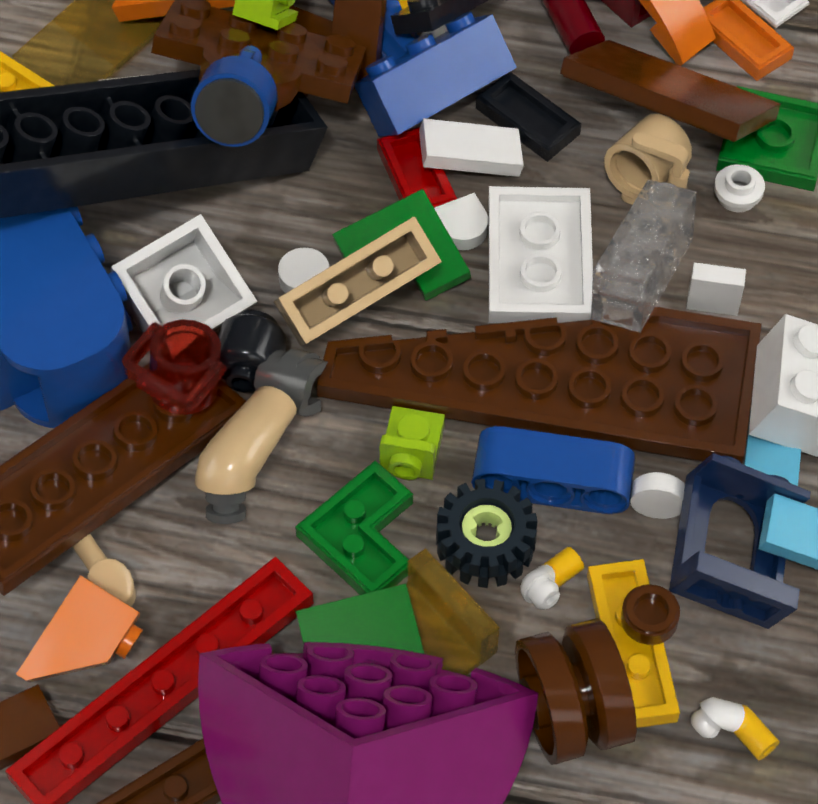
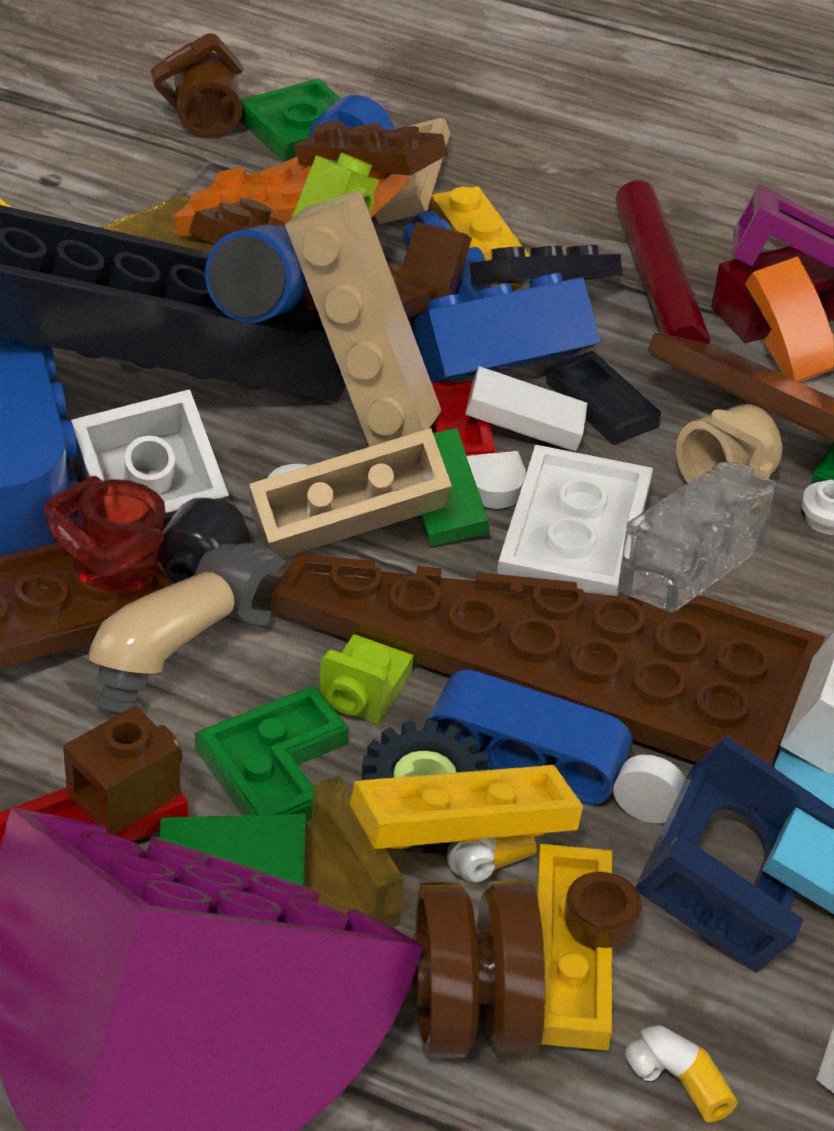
camera: 10 degrees right, 15 degrees down
(261, 585) = (123, 770): none -> reddish brown brick
(327, 113) = (363, 318): none -> tan brick
(529, 556) = (465, 806): none -> yellow plate
(716, 289) = (778, 590): white tile -> none

